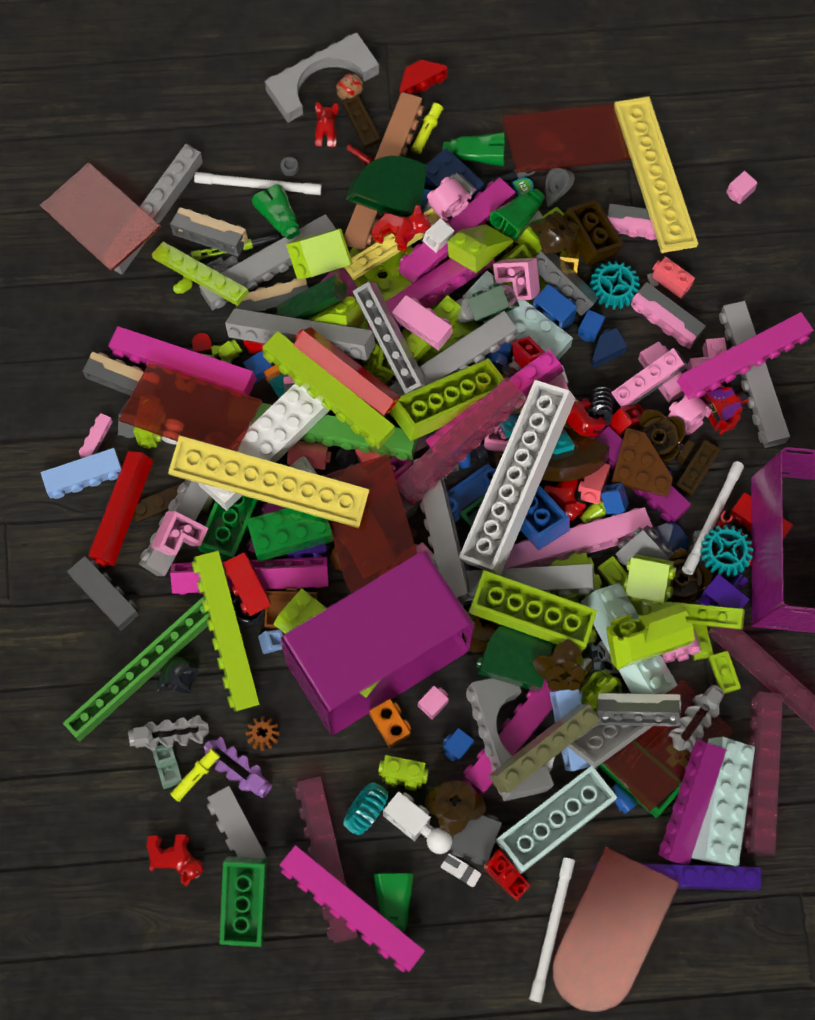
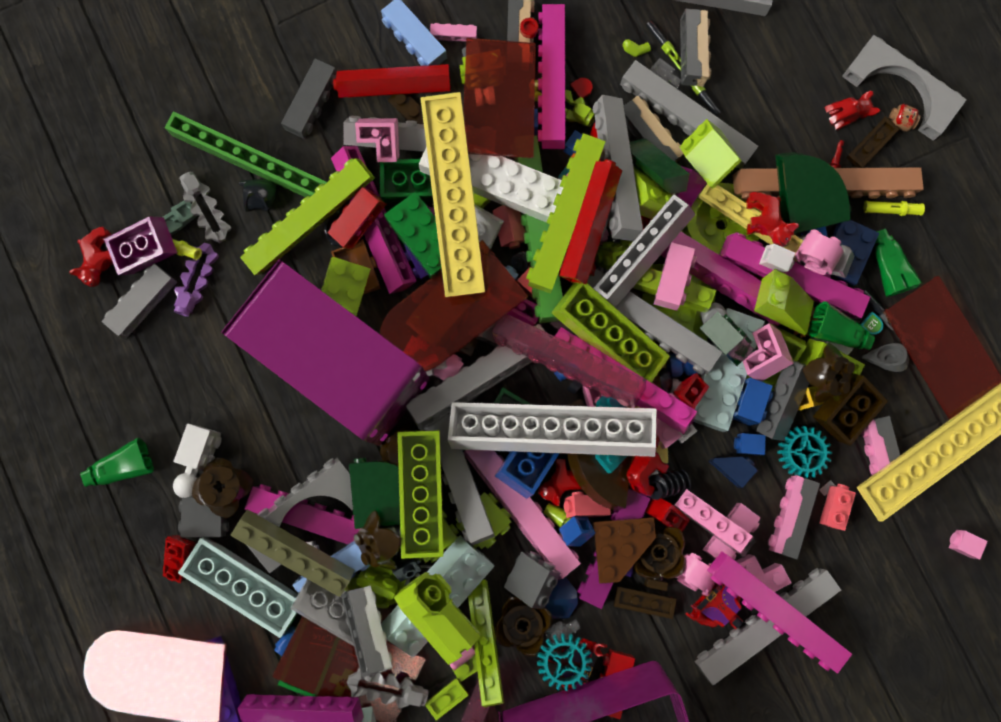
camera: 70 degrees right, 10 degrees up
(127, 365) = (529, 27): none -> red tile
(185, 802) = (140, 245): none -> magenta brick
(200, 273) = (647, 56): lime plate -> none
(208, 178) = (751, 29): white piece -> none
(243, 901) = (70, 331): green brick -> none
(259, 740) = (239, 286): dark orange gear -> none
(270, 641) = (321, 264): light blue slope -> none
(277, 210) = (743, 100): green piece -> none
(289, 166) = (796, 95): dark grey tile -> none
(323, 848) = (138, 391): clear pink brick -> none
(352, 909) = (92, 430): dark pink brick -> none
(365, 808) = (190, 407): teal gear -> none
(385, 725) = (278, 395): orange brick -> none
(403, 772) = (236, 428): lime brick -> none
(421, 76) = (947, 180): red slope -> none
(433, 702) = (316, 431): bright pink brick -> none
(457, 745) = (283, 468): blue brick -> none
(461, 870) = (172, 515): white sticker -> none
(470, 490) = (534, 388): blue brick -> none
(539, 982) = (95, 623): white piece -> none
(613, 572) = (503, 560): lime plate -> none
(649, 579) = (504, 595): lime brick -> none
(725, 594) = (517, 676): dark purple brick -> none
(732, 477) = (649, 640): white piece -> none

